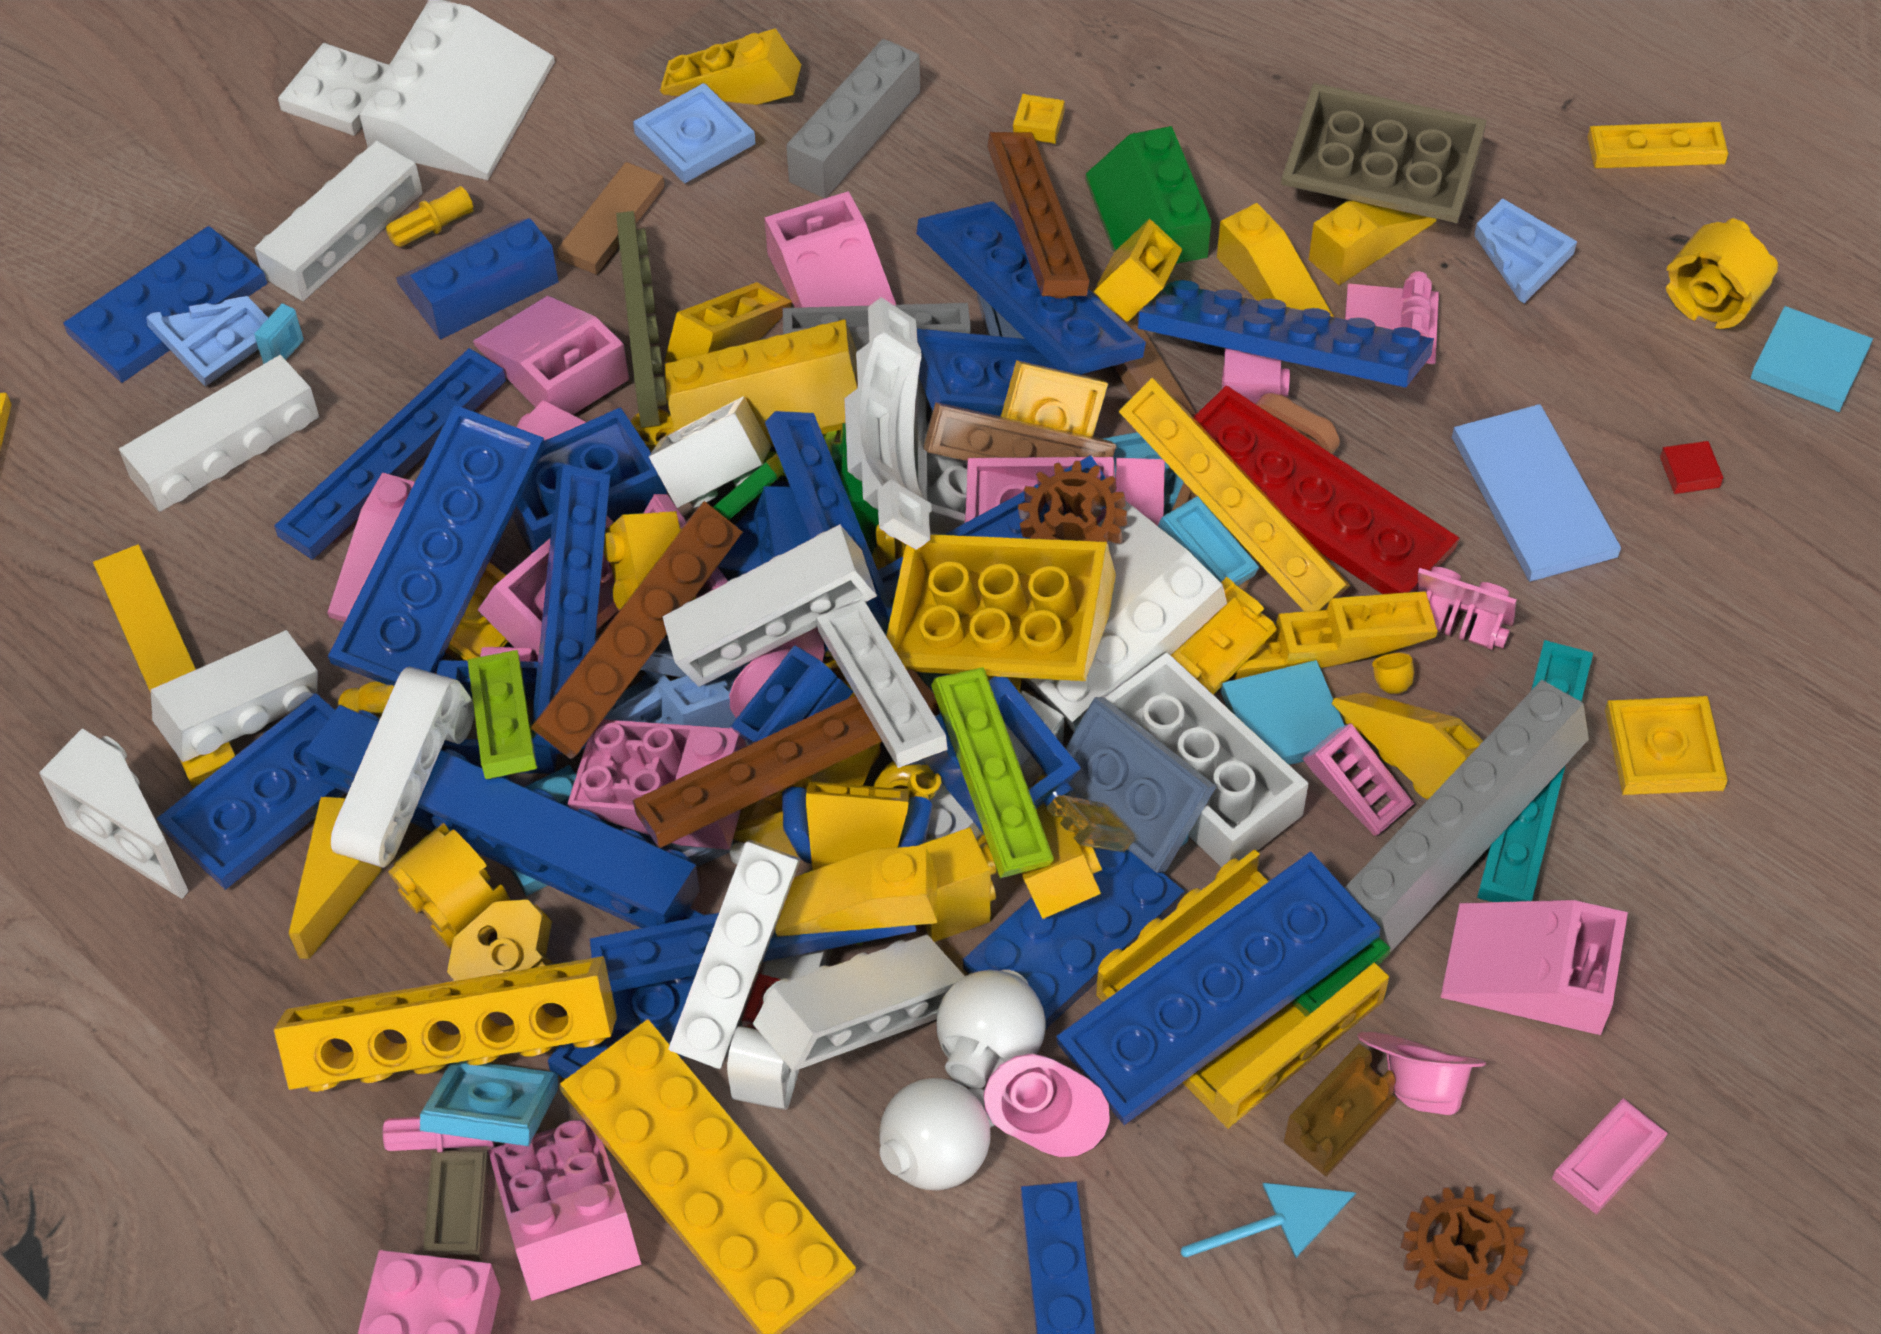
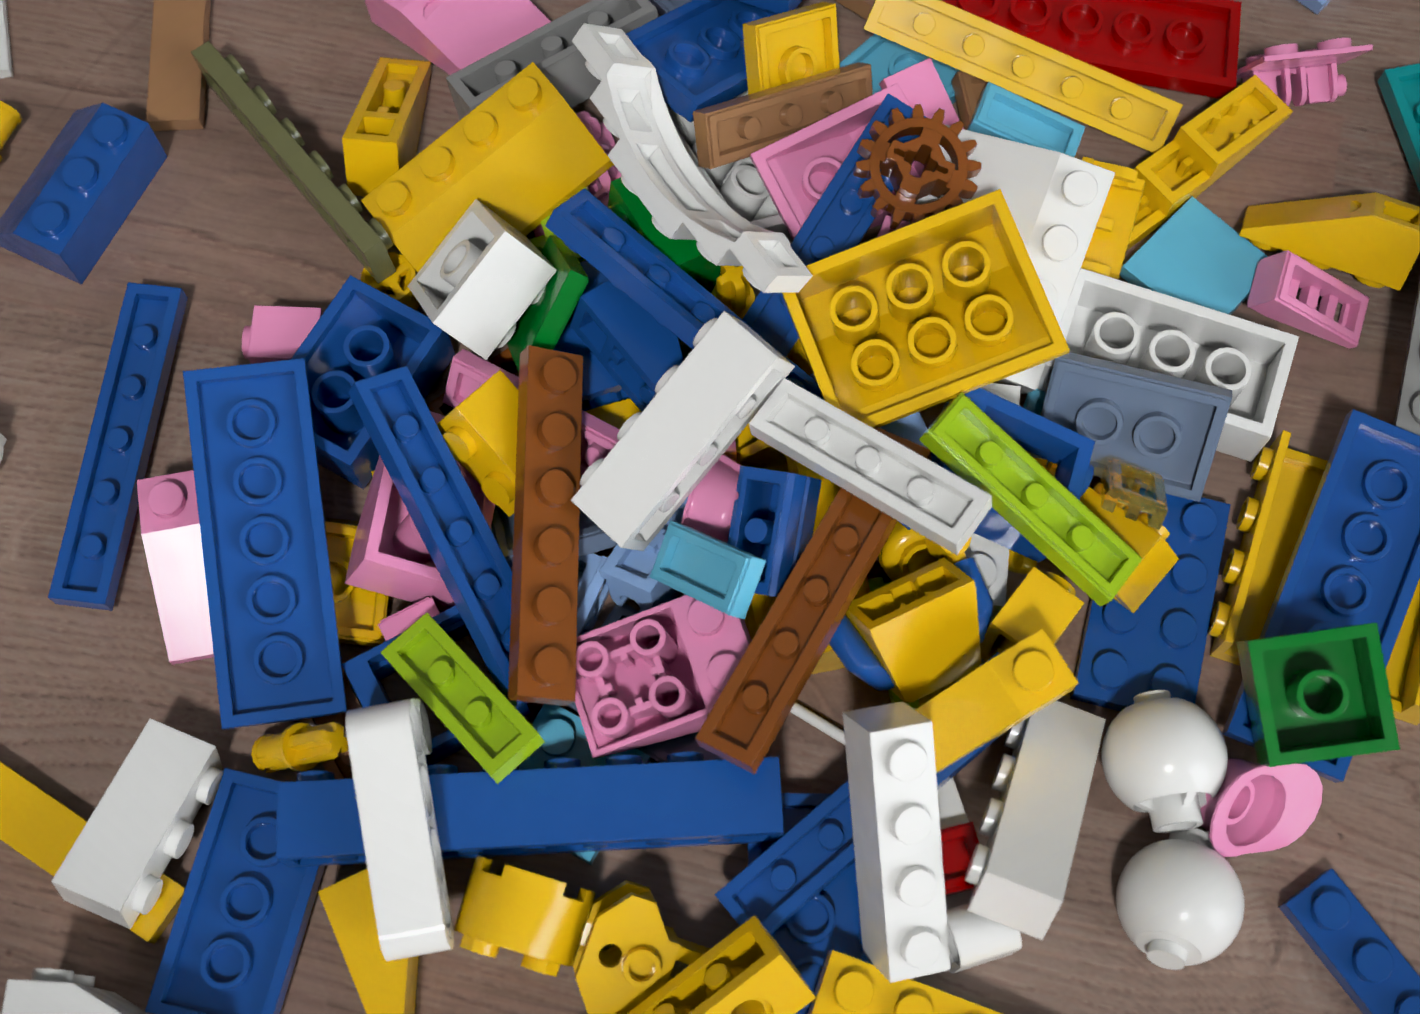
camera: 30 degrees left, 15 degrees up
(557, 355) = (225, 243): bright pink slope -> none
(726, 707) = (708, 569): none -> medium azure tile
(1127, 1024) = (1318, 695): none -> green brick
(1394, 672) = (1270, 171): yellow hinge -> none

